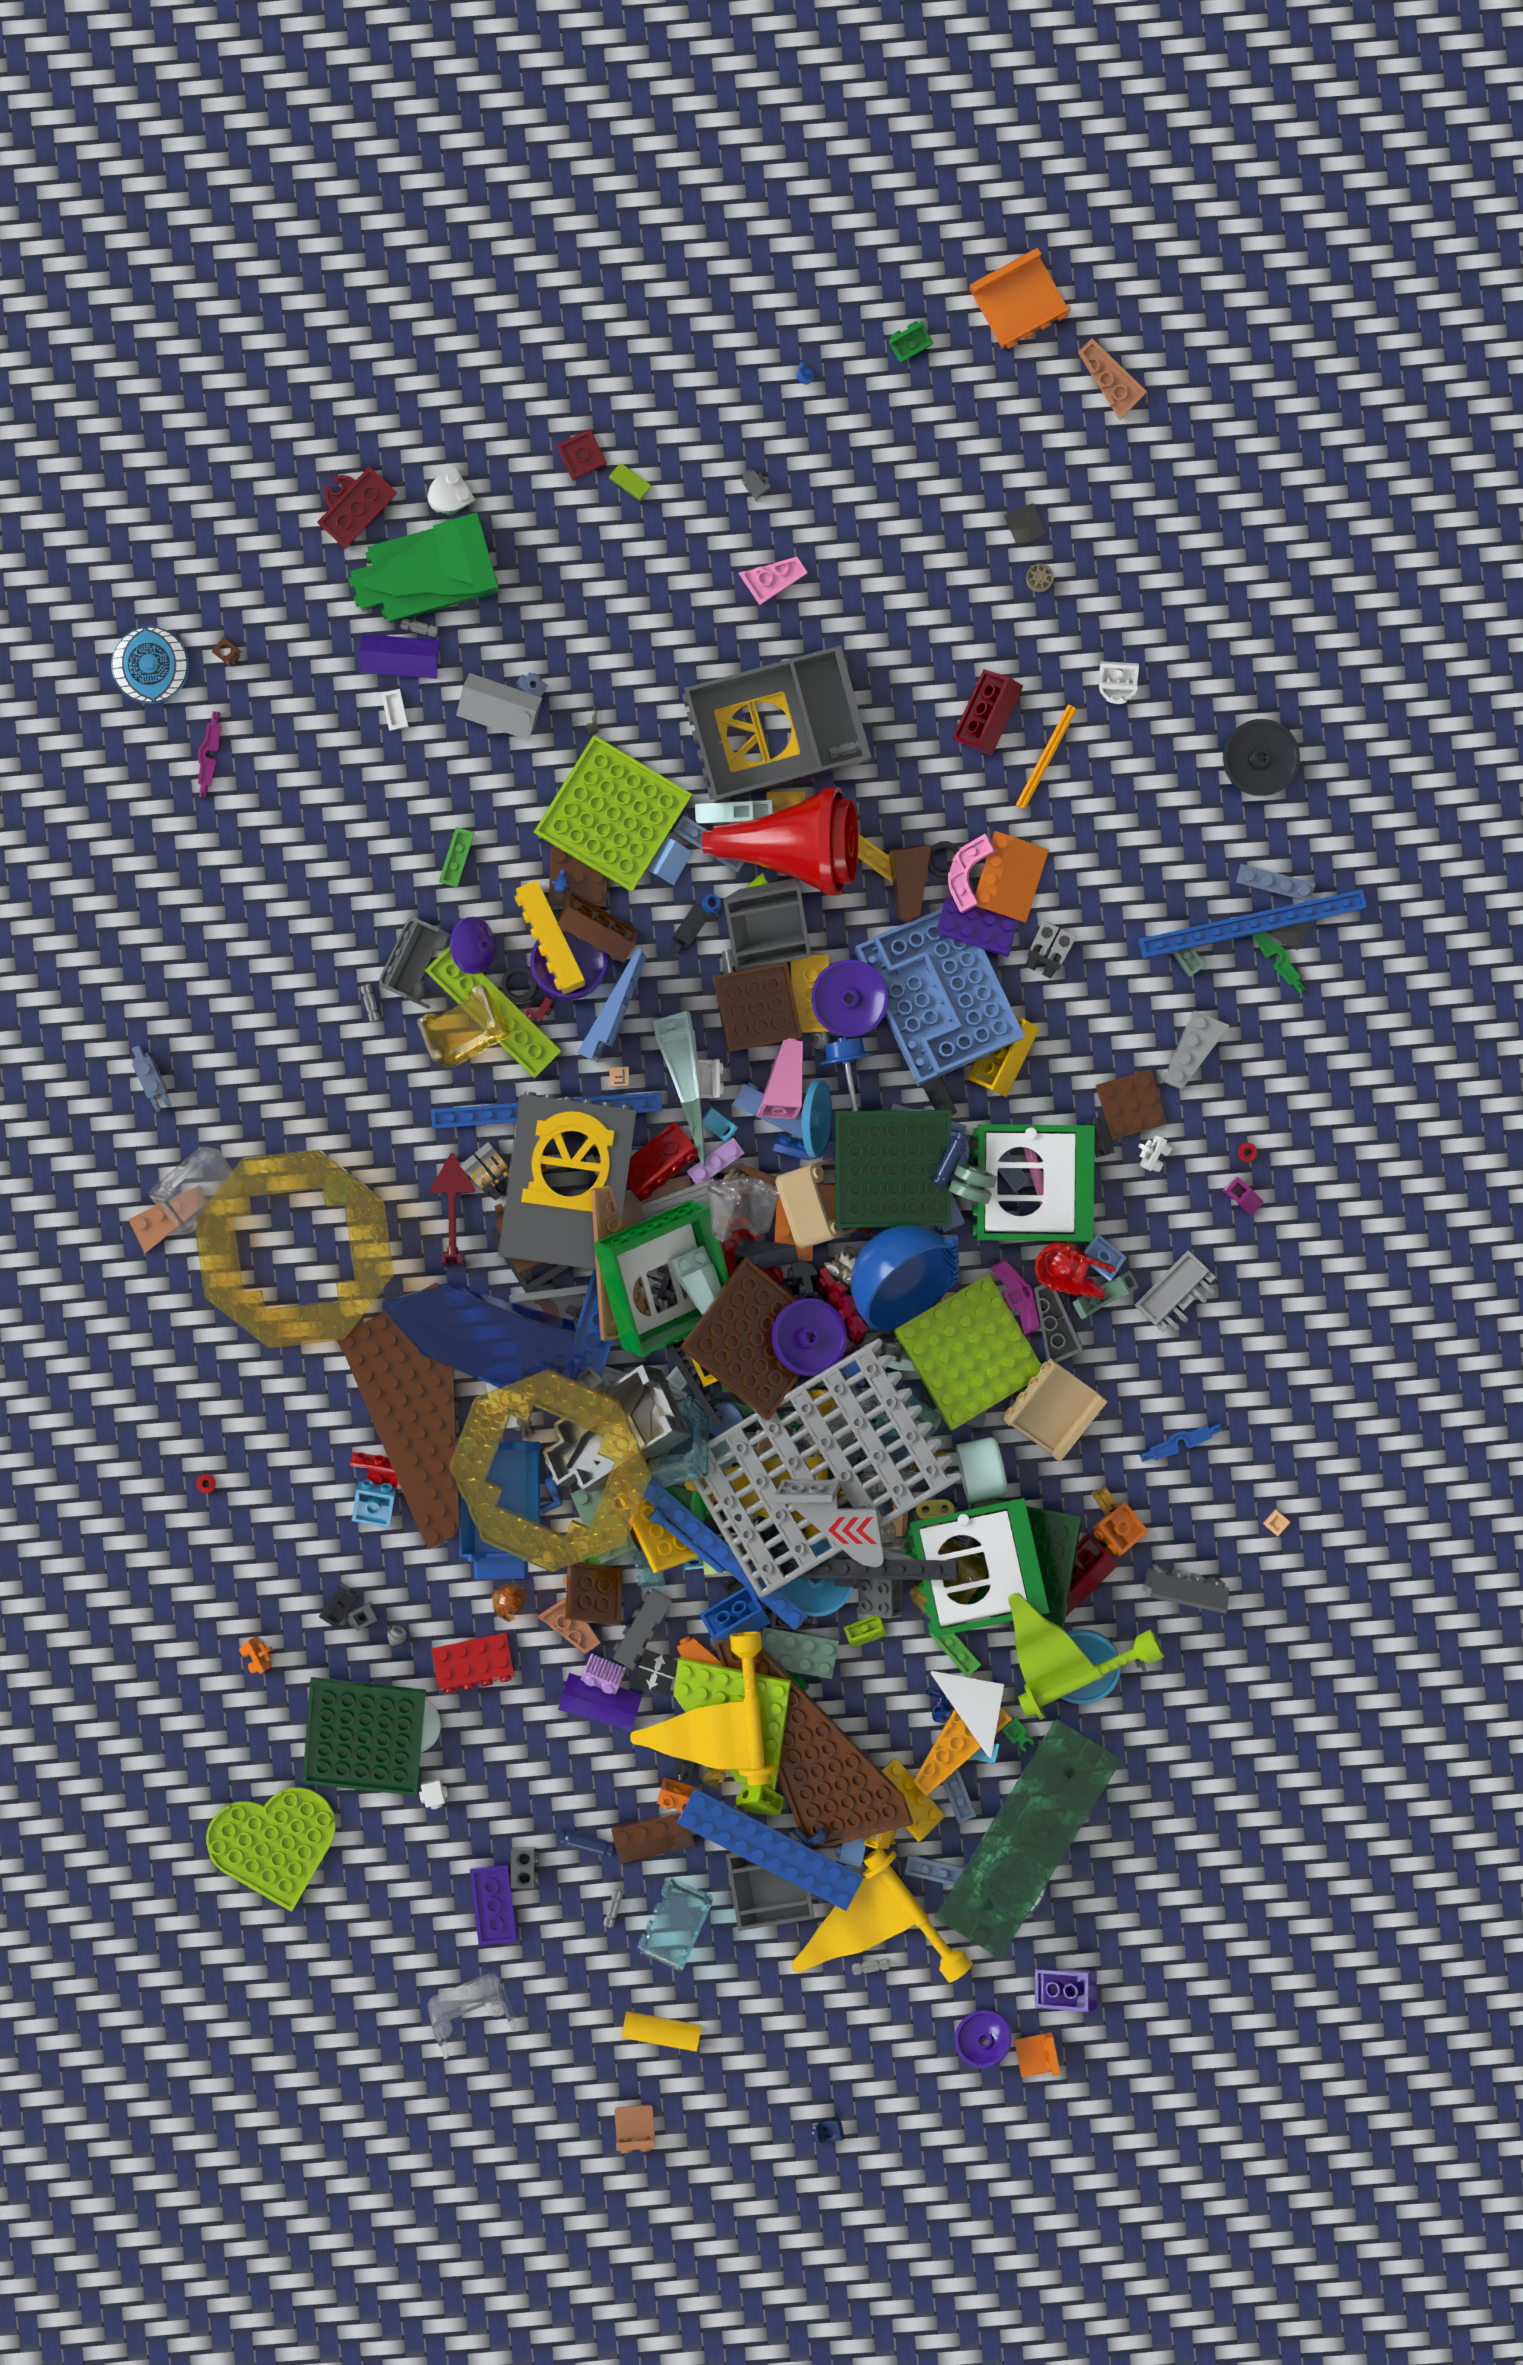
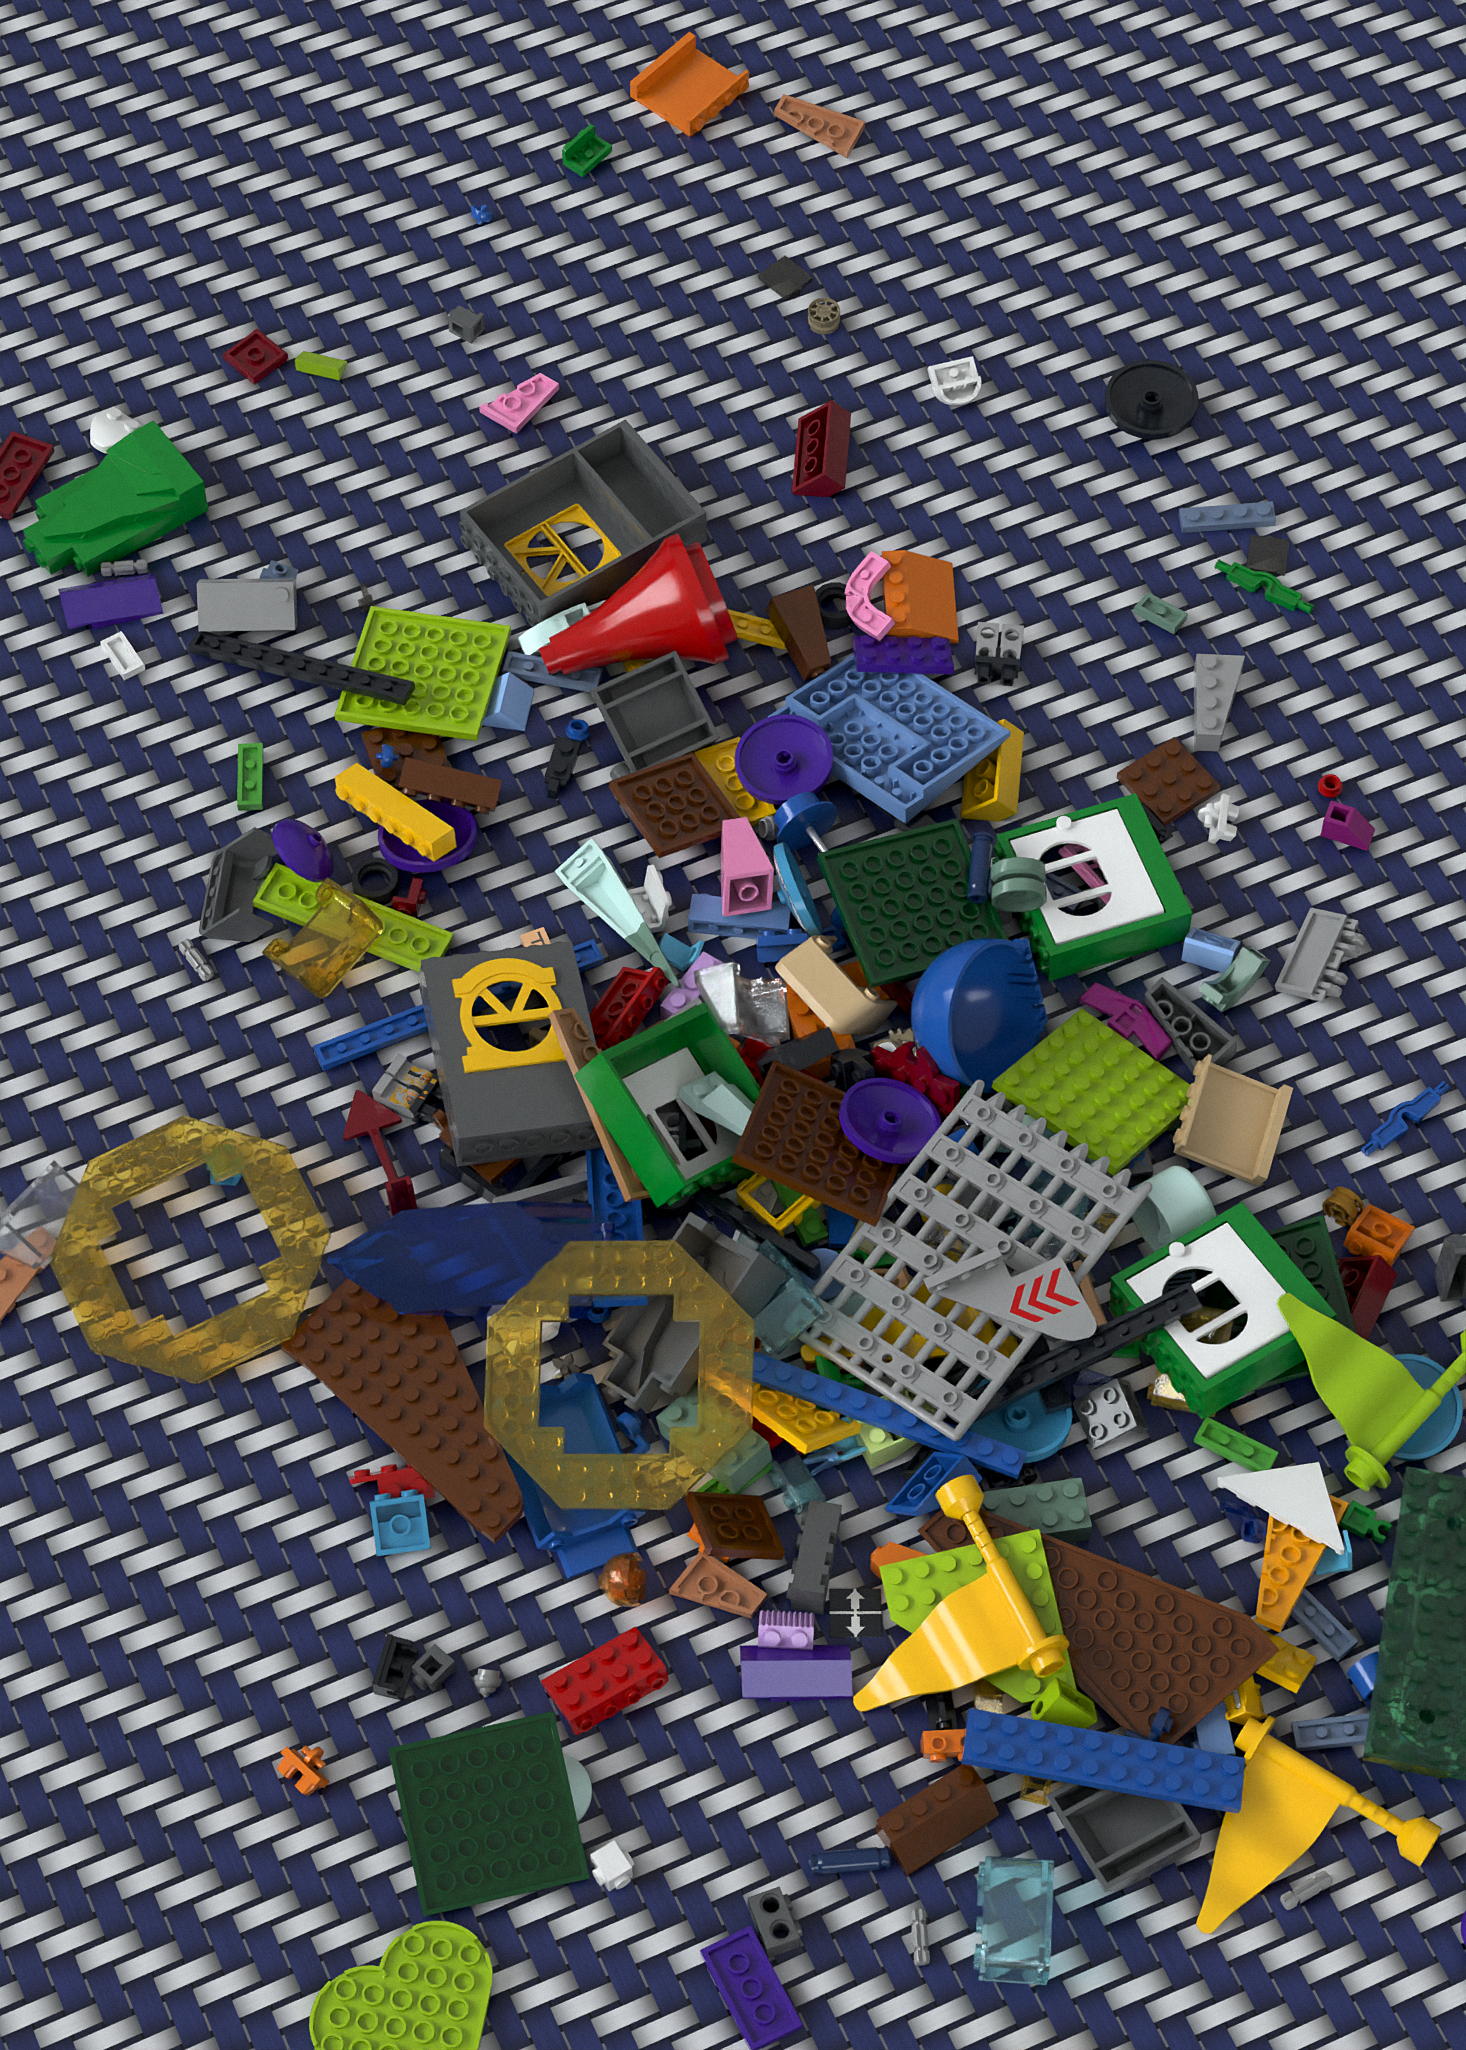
camera: 20 degrees left, 30 degrees down
(212, 1483) = (163, 1583): red plate -> none
(522, 780) = (302, 667): none -> black plate
(611, 1016) = (499, 833): medium blue slope -> none
(659, 1518) = (782, 1392): blue piece -> none
(865, 1631) = (1110, 1468): lime slope -> none
(969, 1843) = (1363, 1675): none -> blue piece
(1046, 757) = (907, 478): light orange axle -> none
(1064, 1269) = (1171, 951): red piece -> none
(1252, 924) = (1219, 556): blue plate -> none

